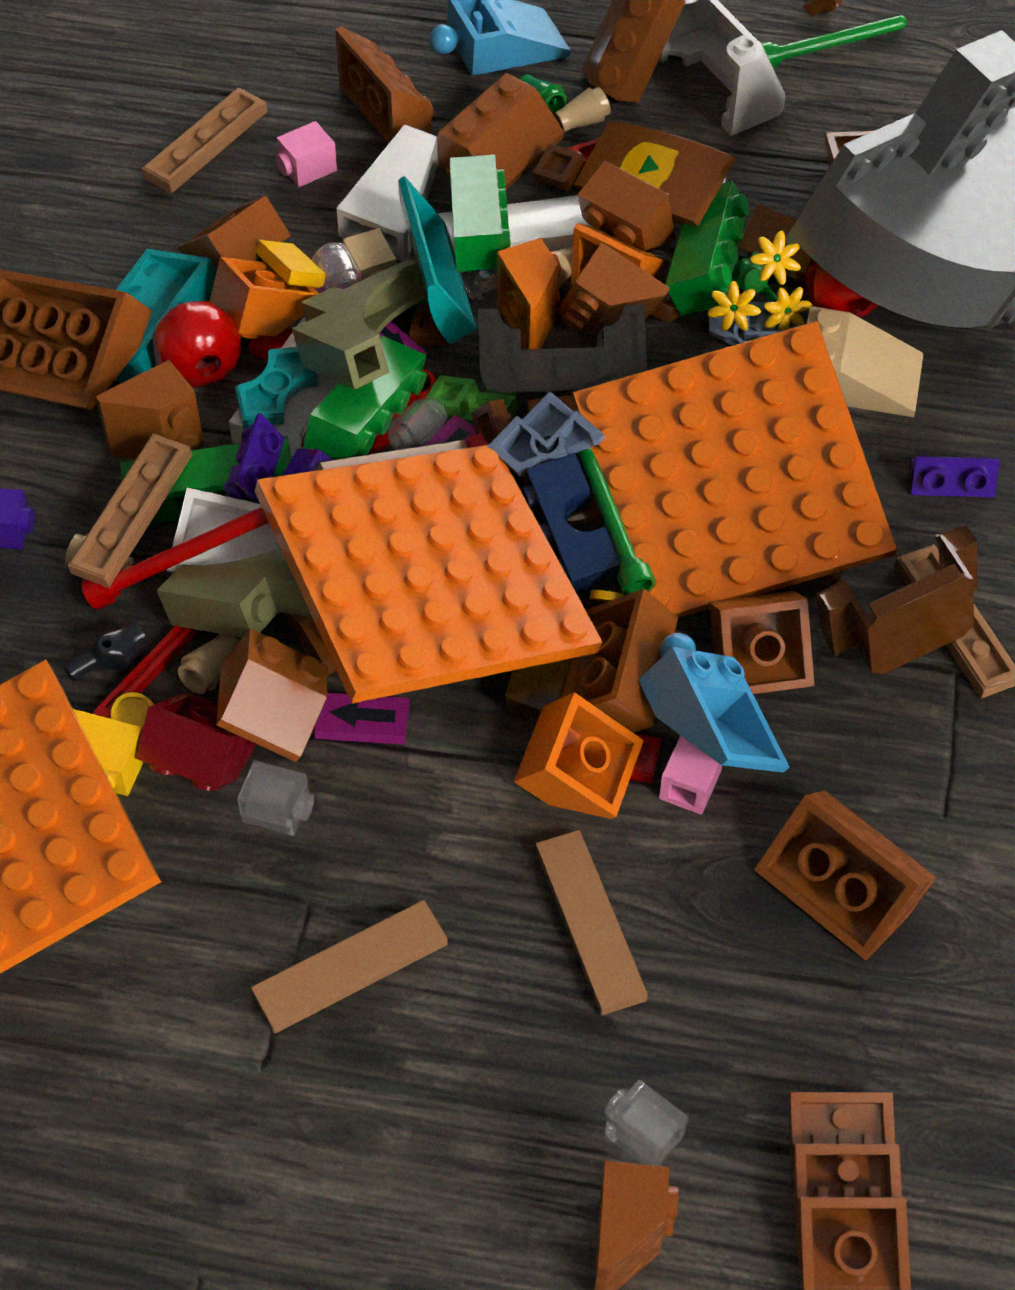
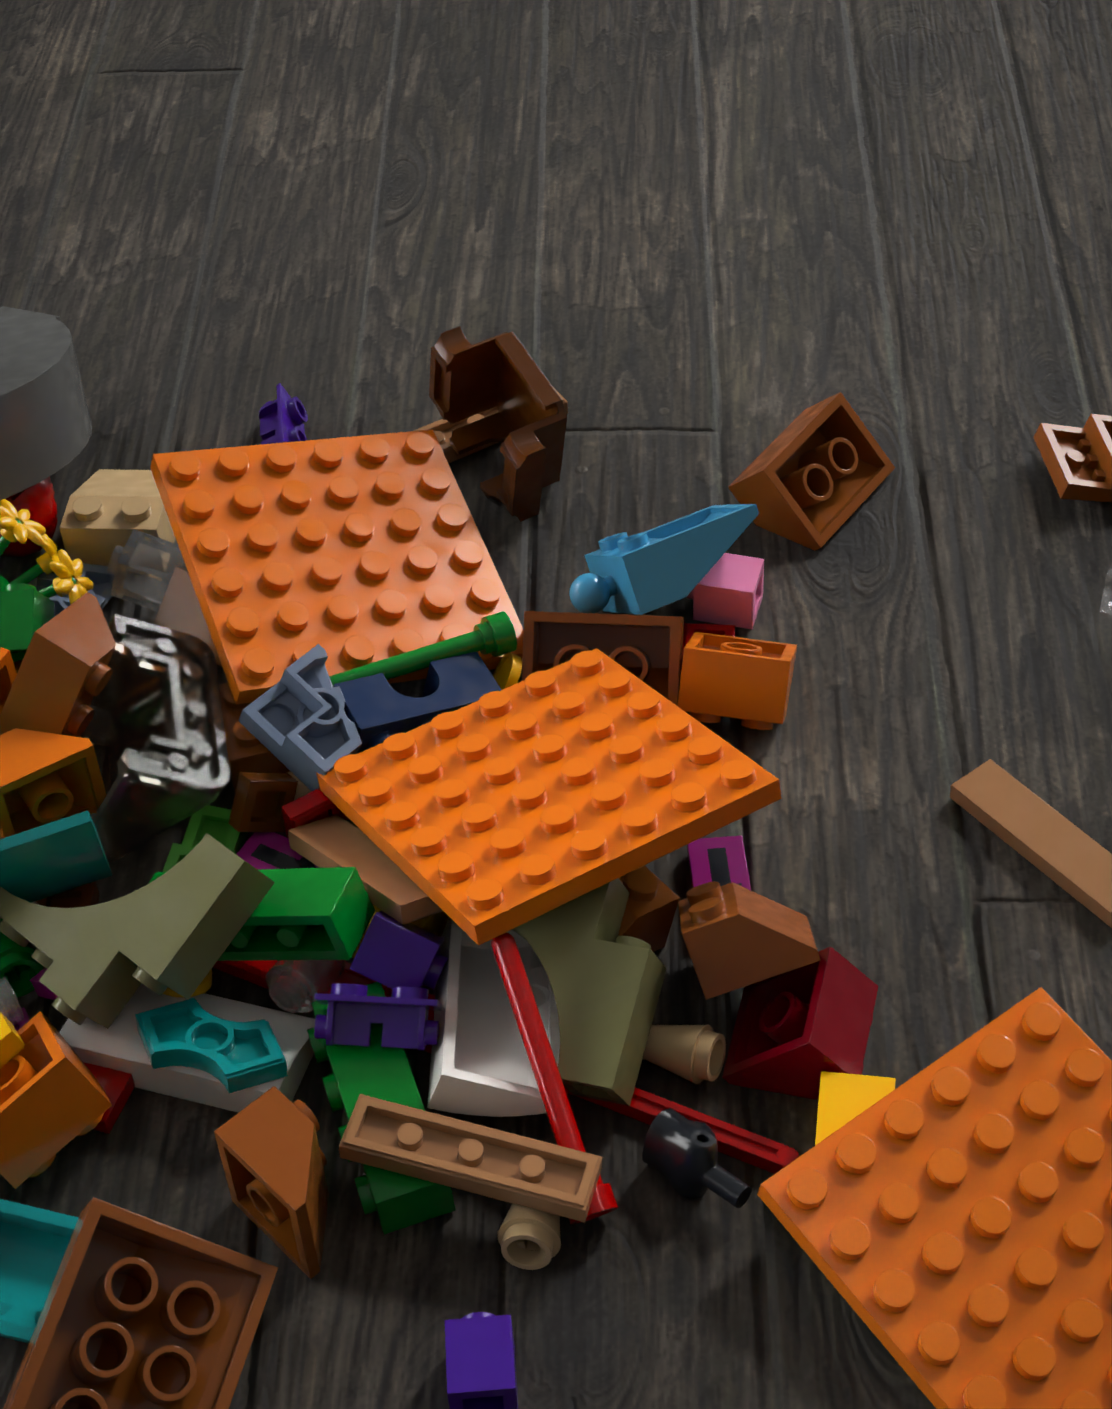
camera: 95 degrees left, 10 degrees down
(131, 708) = (779, 1122): yellow piece -> none
(197, 335) = (126, 1159): red piece -> none
(275, 798) = (869, 933): clear brick -> none
(591, 923) = (922, 657): medium nougat tile -> none
(767, 638) = (535, 548): dark orange slope -> none

